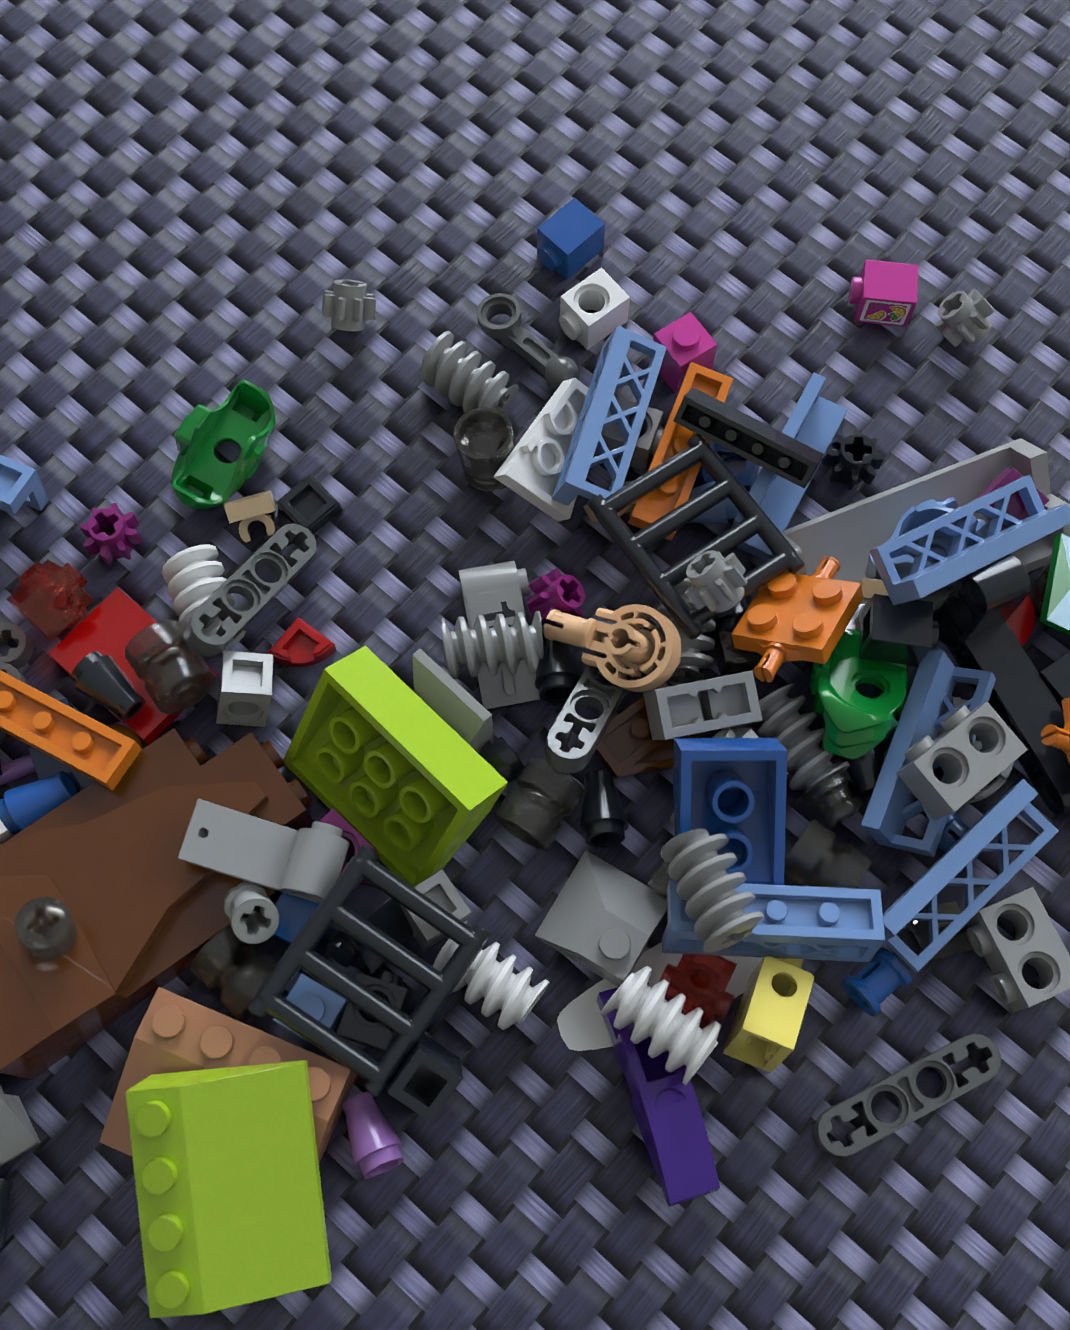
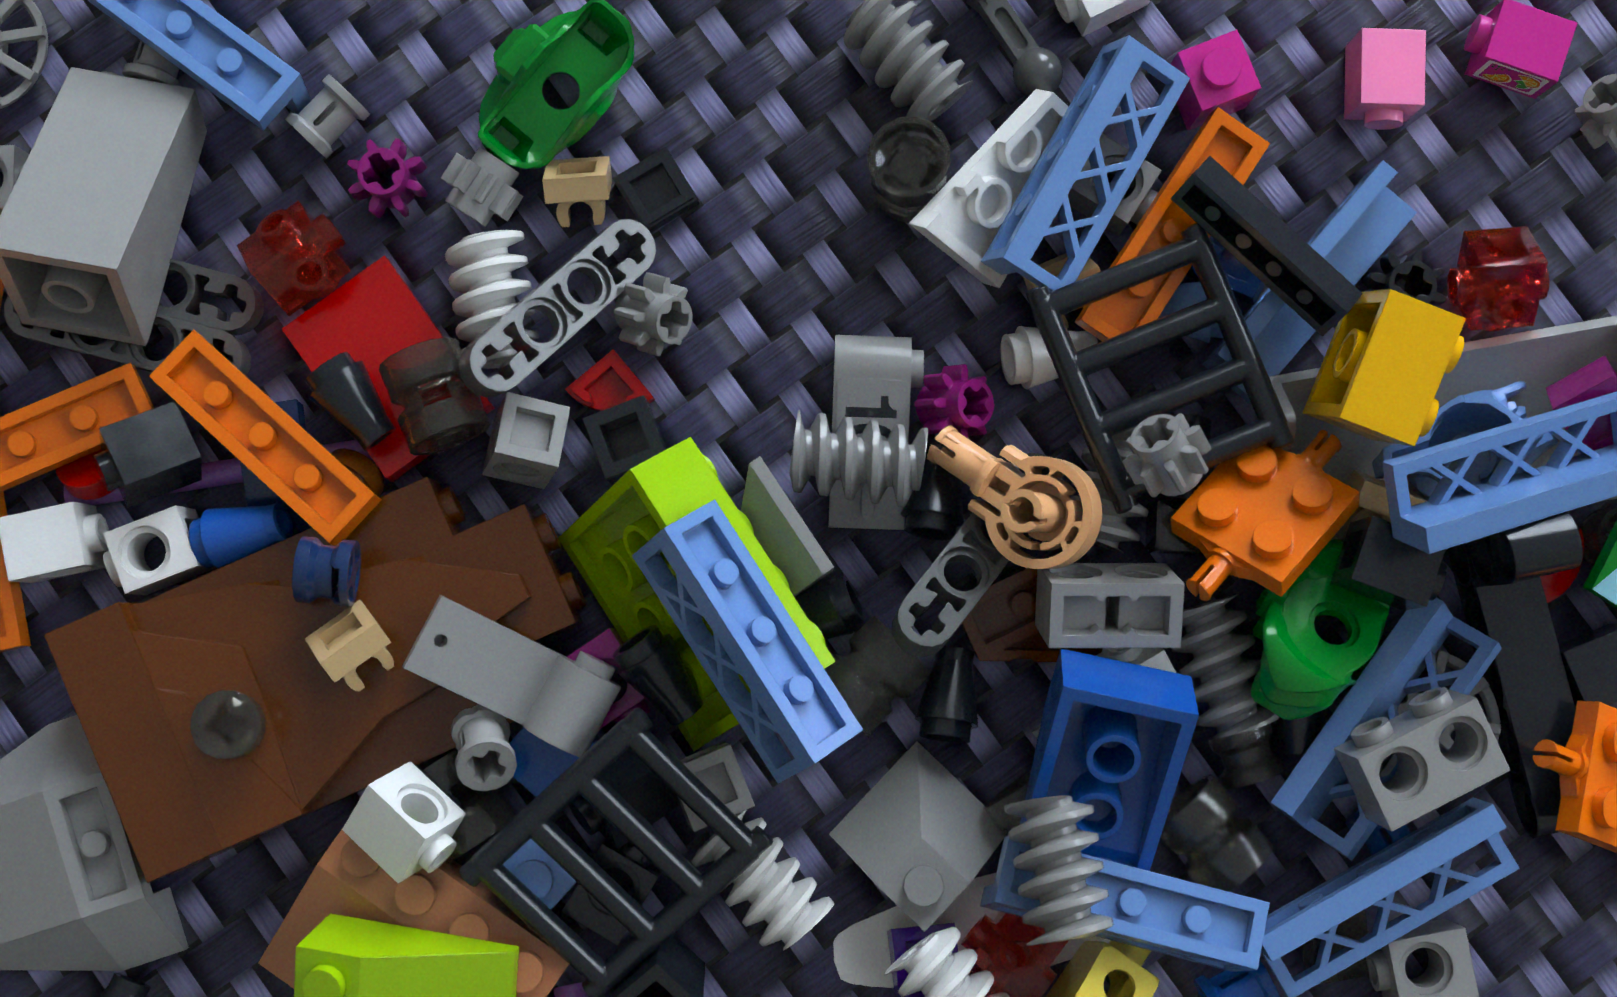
camera: 15 degrees right, 15 degrees up
(60, 501) = (327, 116): none -> light grey bush
(106, 800) = (326, 571): none -> dark blue wheel
(131, 848) = (348, 643): none -> tan tile
(181, 524) = (482, 186): none -> light grey gear
(198, 982) = (405, 823): none -> white brick
(310, 660) = (624, 436): none -> black brick
(322, 584) = (653, 314): none -> light grey gear
(374, 825) = (658, 673): none -> black cone
(439, 769) = (750, 639): none -> medium blue fence
(603, 558) = (1027, 359): none -> white cone
(800, 327) = (1384, 76): none -> bright pink brick
(854, 496) = (1386, 367): none -> yellow brick
(916, 436) = (1498, 278): none -> clear red brick

